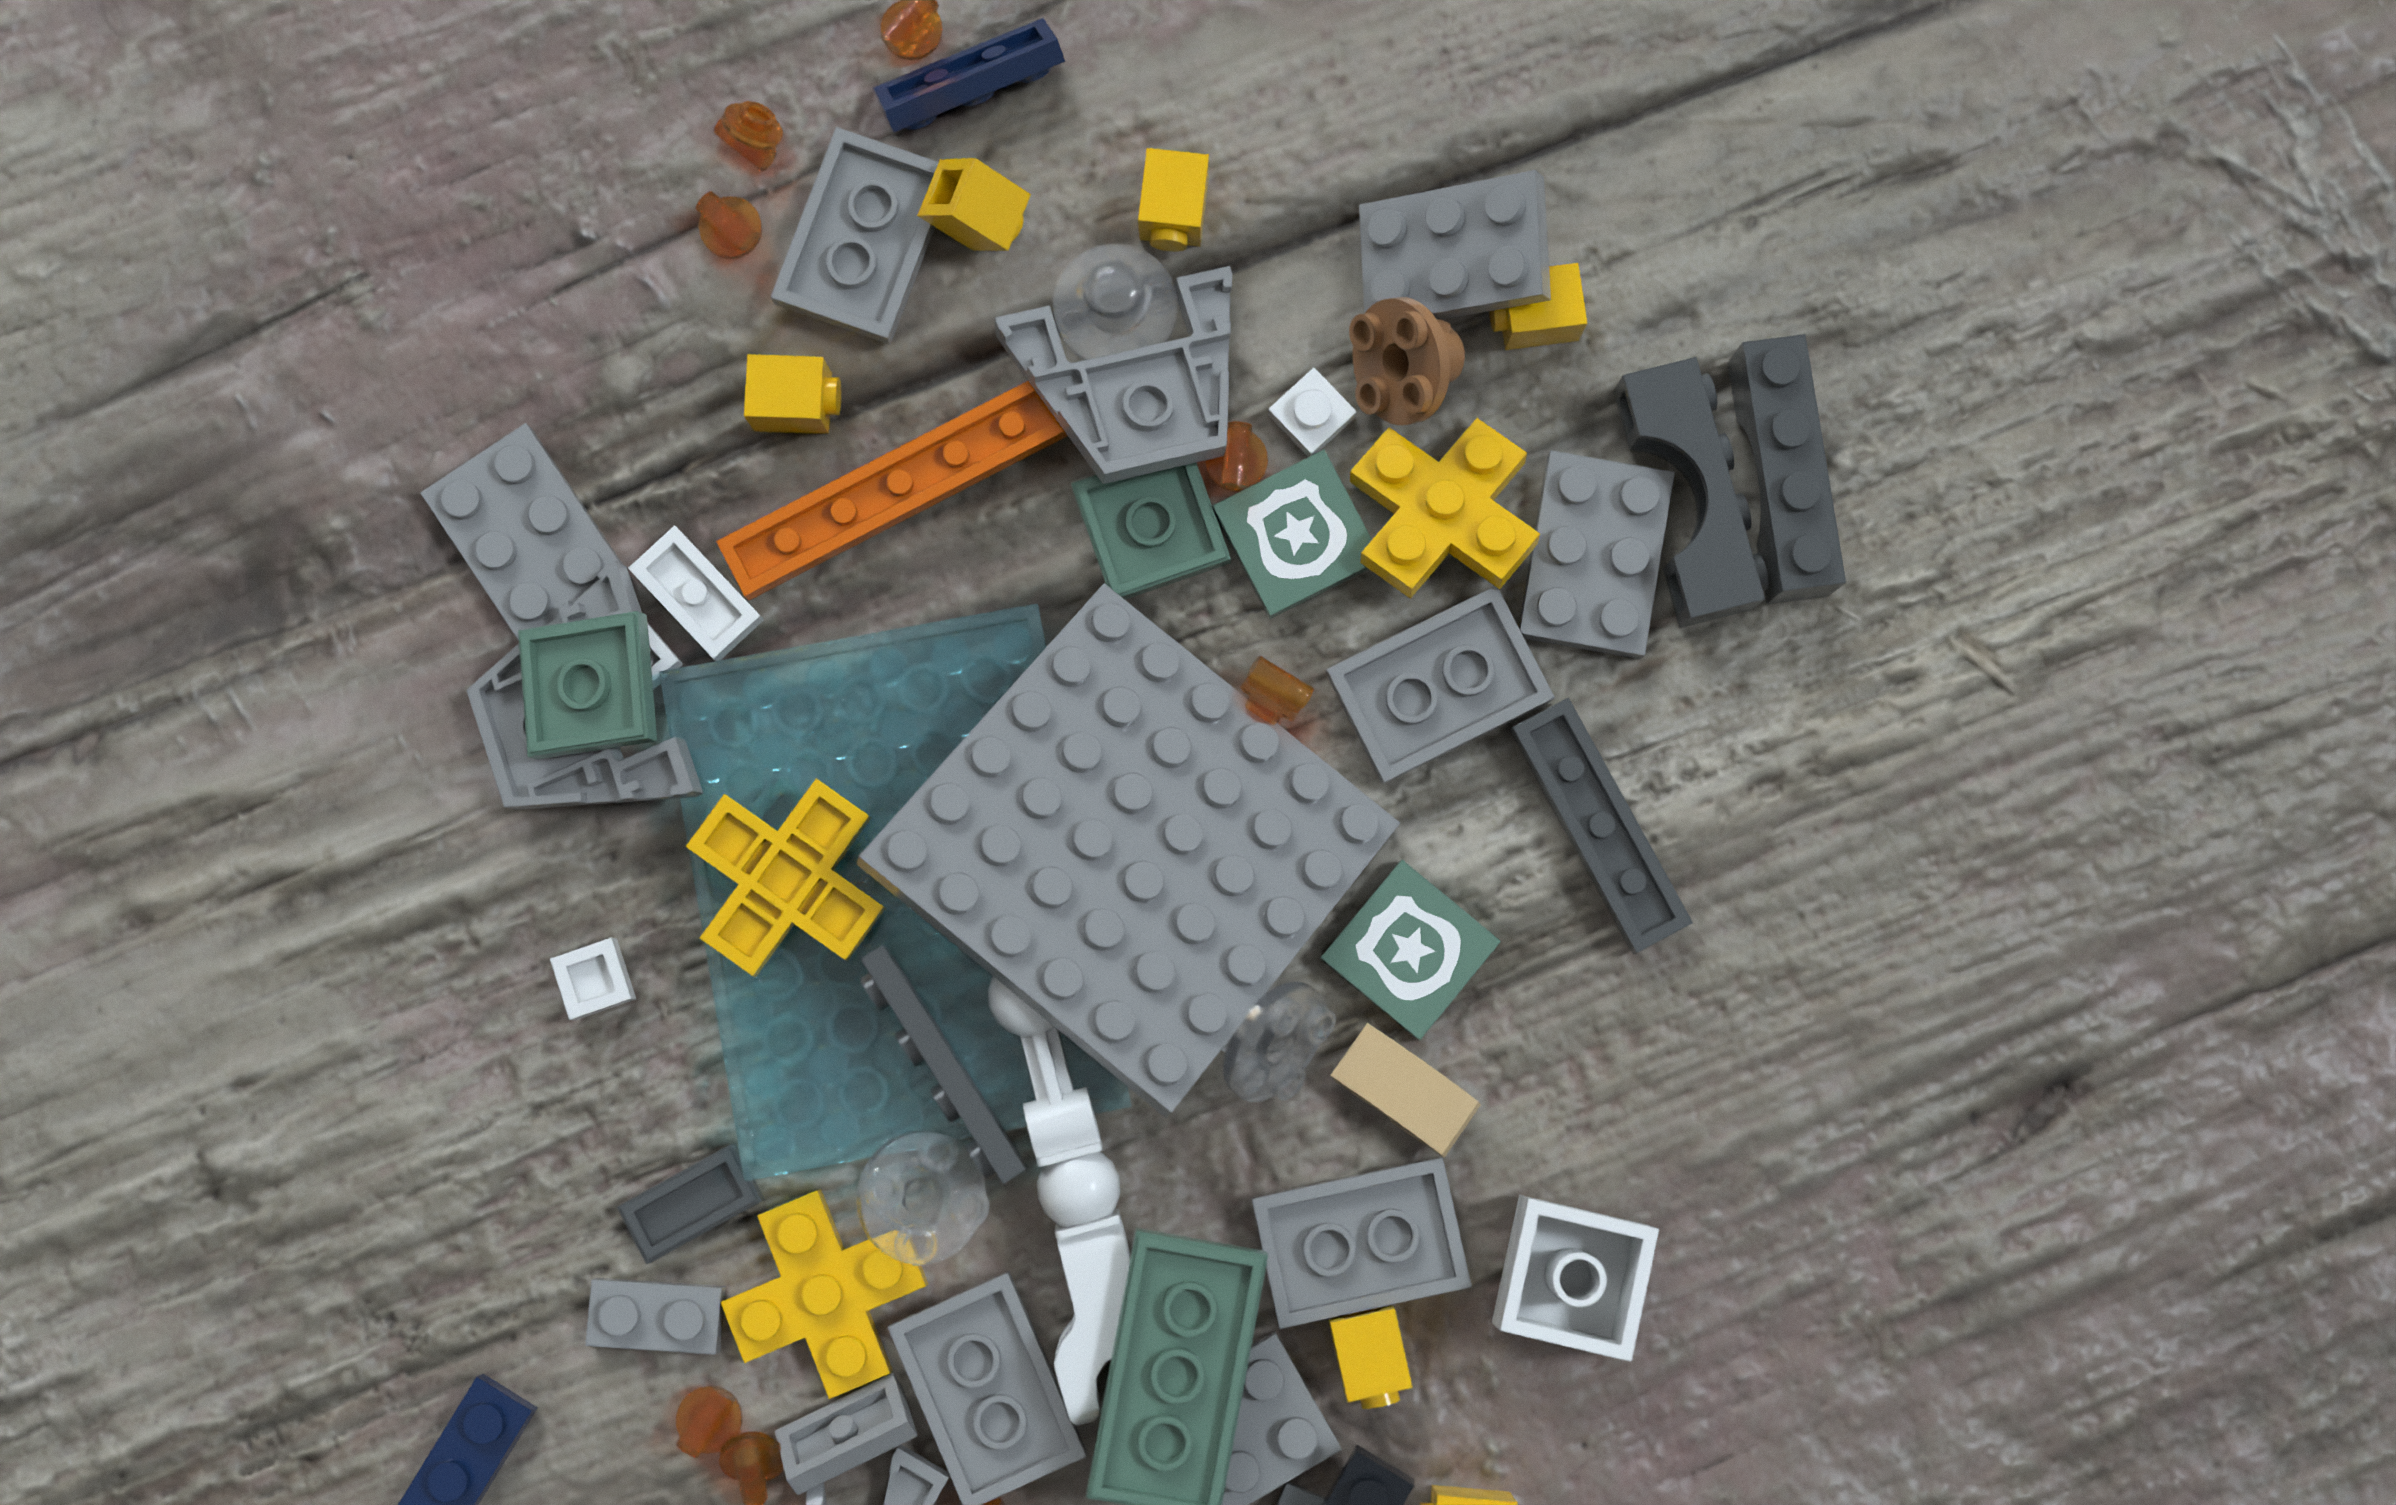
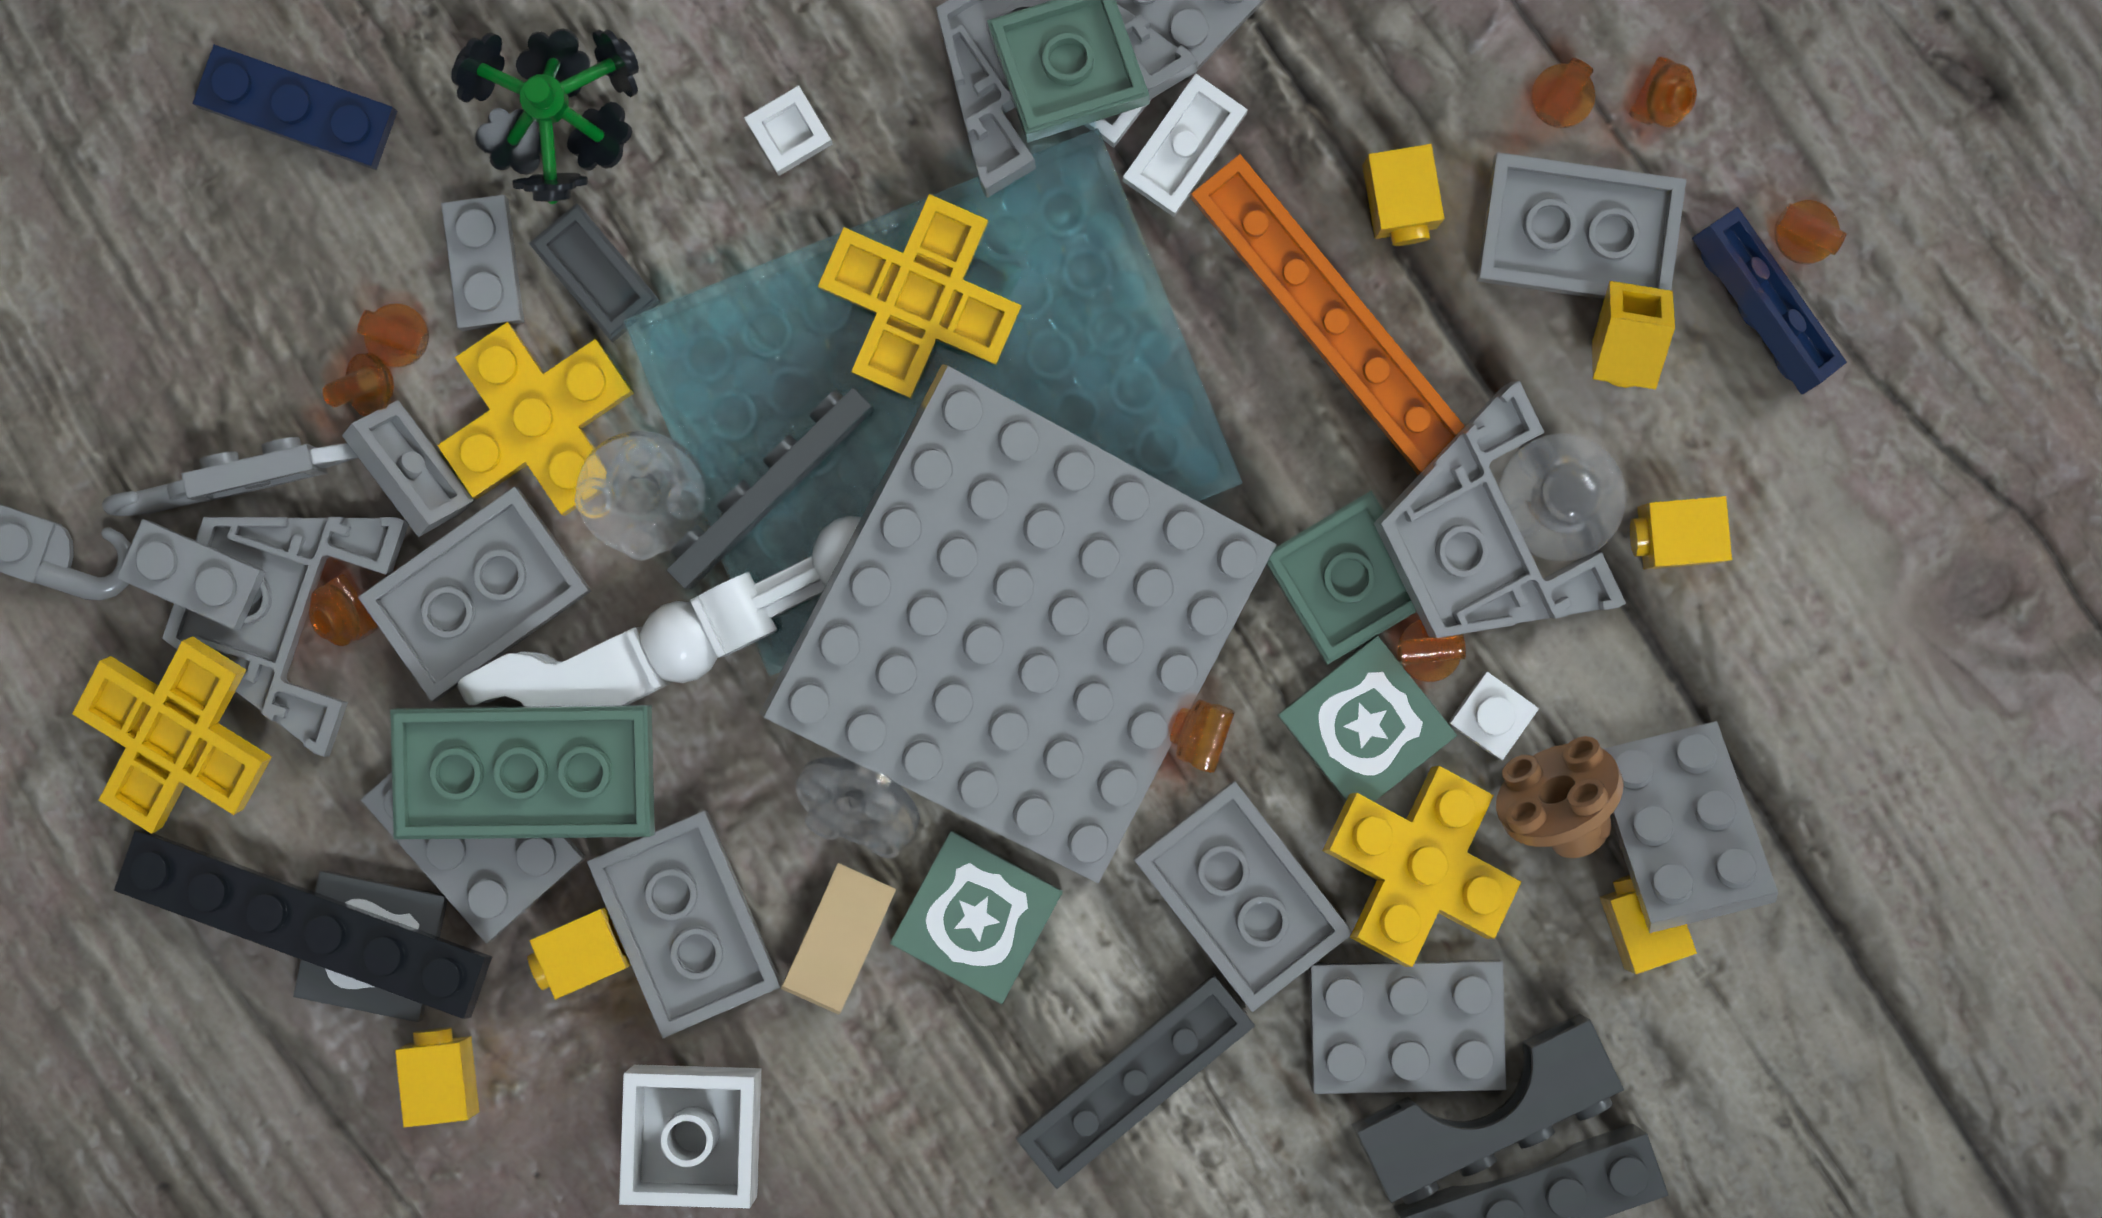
camera: 80 degrees right, 5 degrees up
(484, 1209) = (552, 74): none -> black plant

